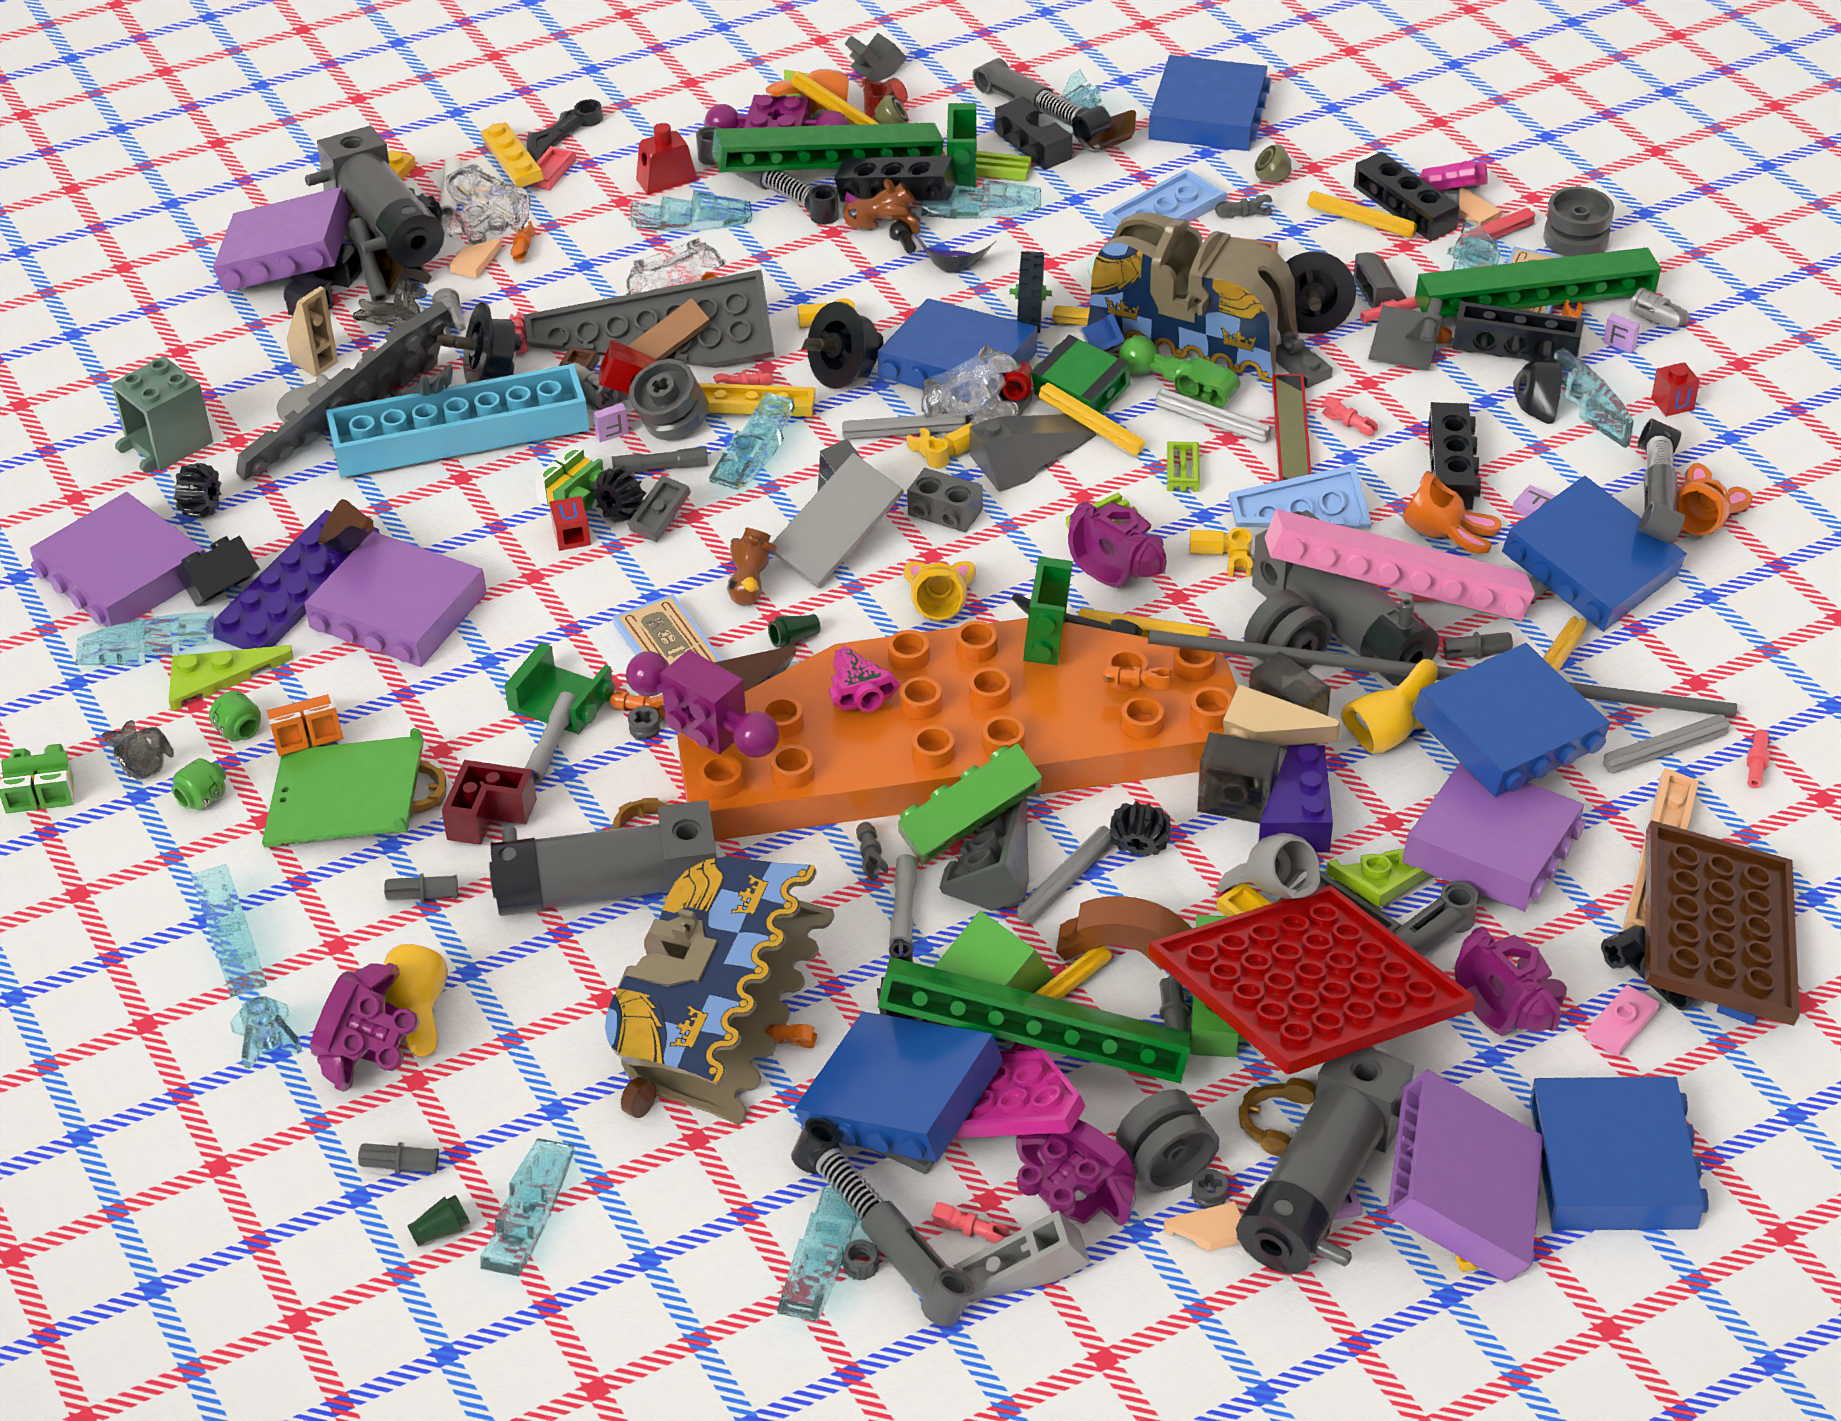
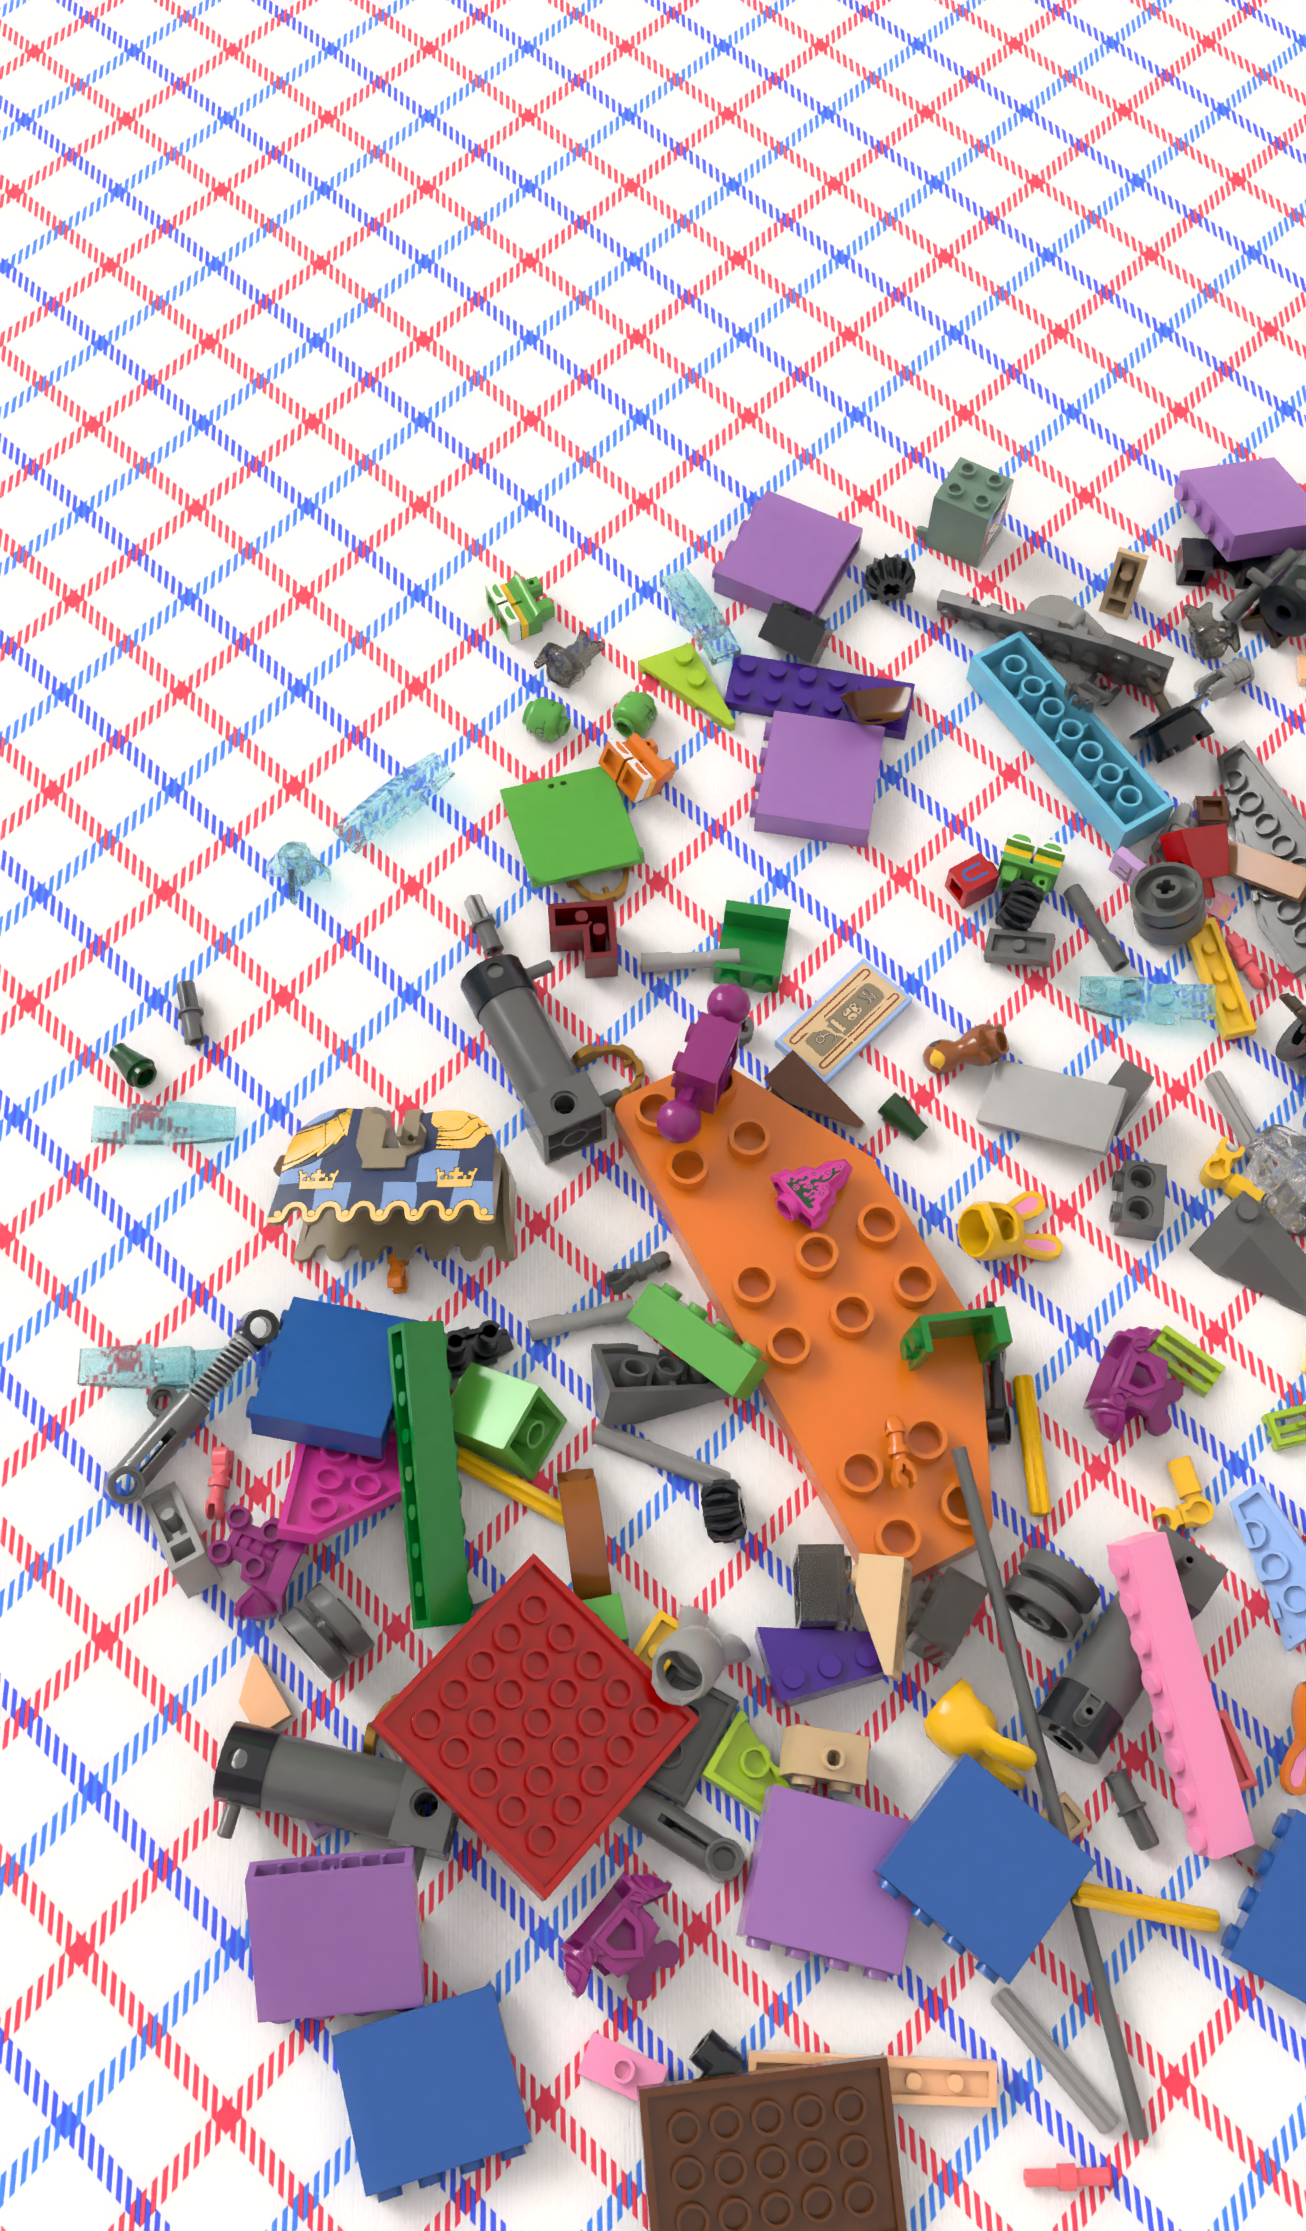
camera: 70 degrees right, 20 degrees up
(361, 1025) = (282, 927): magenta piece -> none
(418, 988) = (357, 957): yellow piece -> none
(520, 328) = (1217, 748): coral piece -> none
(623, 700) = (762, 1022): orange piece -> none
(1199, 1191) = (294, 1682): dark grey bush -> none
(1386, 814) = (824, 1757): none -> tan brick

